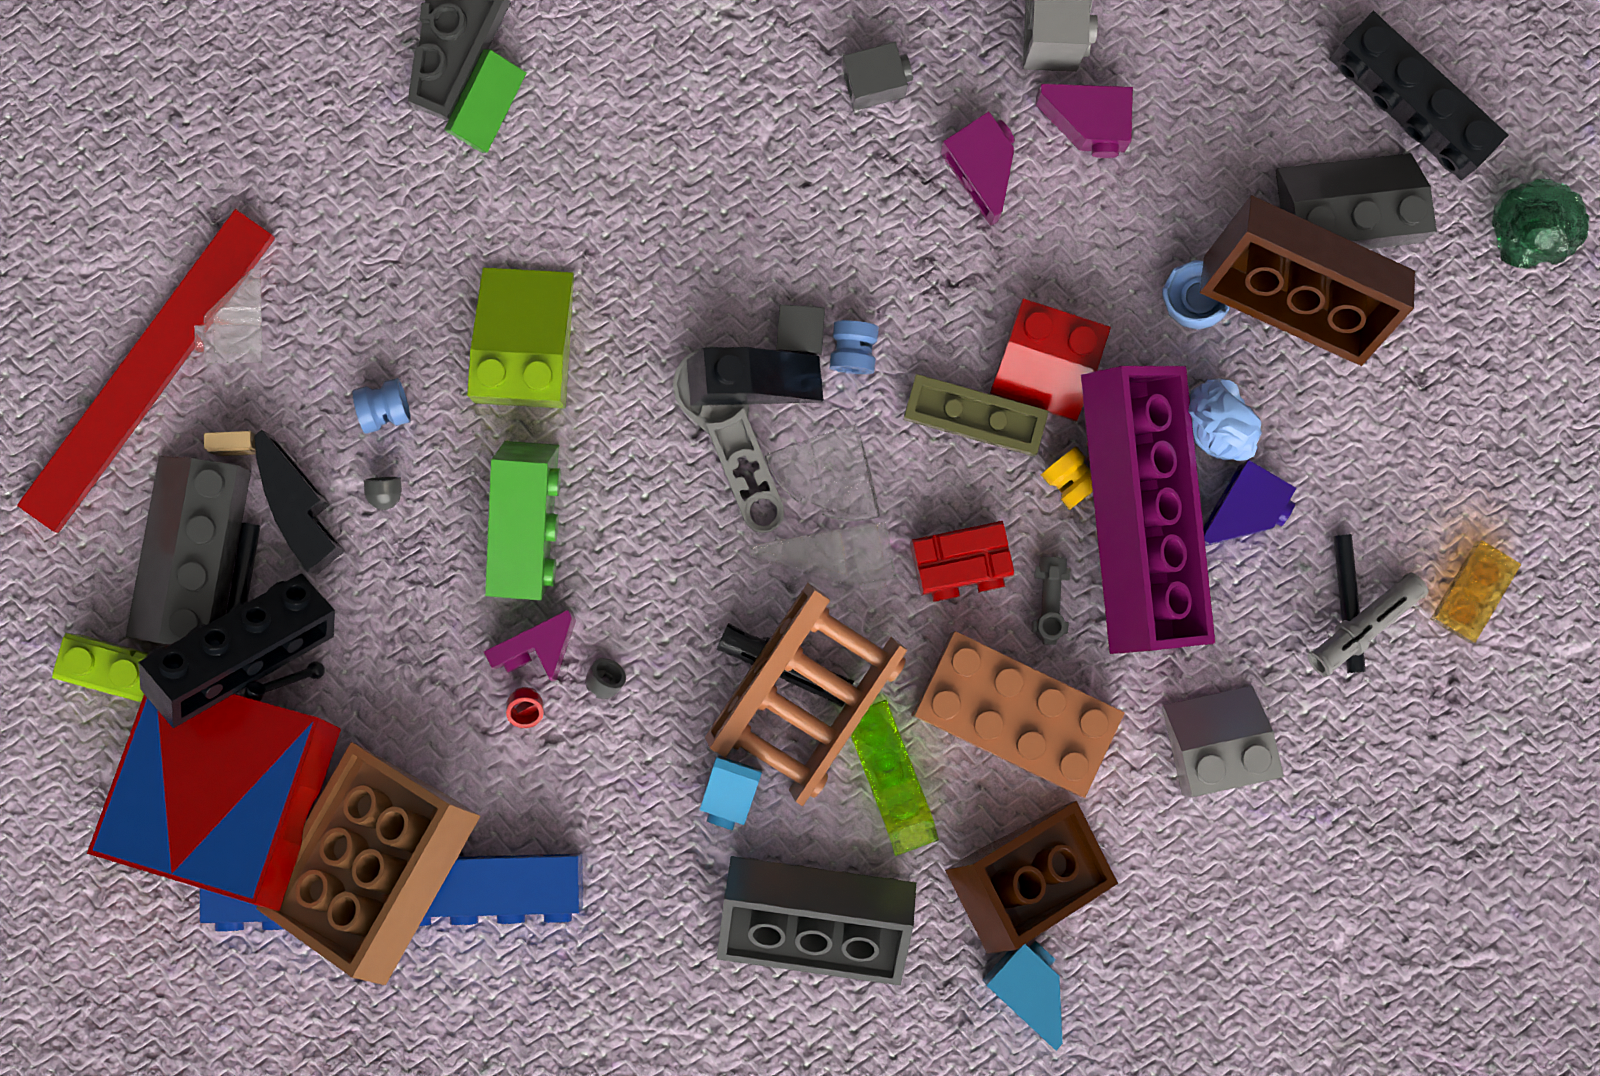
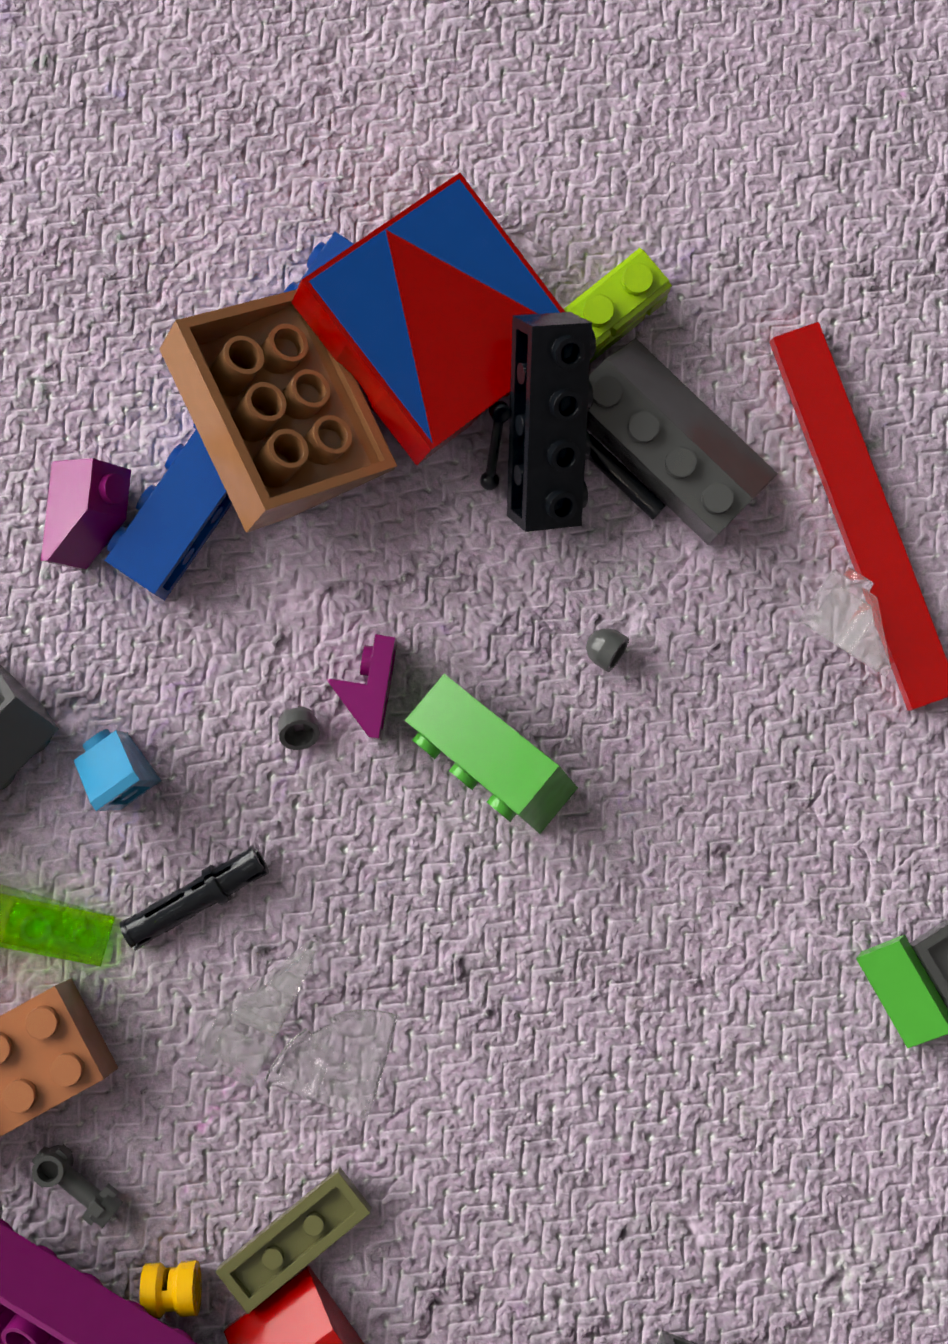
camera: 130 degrees right, 0 degrees up
(230, 443) = (743, 544): tan tile -> none
(295, 505) = (648, 561): black slope -> none
(381, 406) = (685, 699): medium blue wheel -> none
(521, 338) = (660, 870): lime slope -> none
(528, 712) = (323, 639): red hinge -> none
(552, 960) = (83, 510): none -> magenta slope
(732, 440) = (447, 1001): light grey beam -> none
(753, 377) = (472, 1057): black slope -> none
(785, 653) = (196, 907): nougat fence -> none
(800, 329) = (489, 1132): dark grey tile -> none
(854, 347) = (436, 1172): medium blue wheel -> none
(961, 560) = (170, 1130): red brick -> none

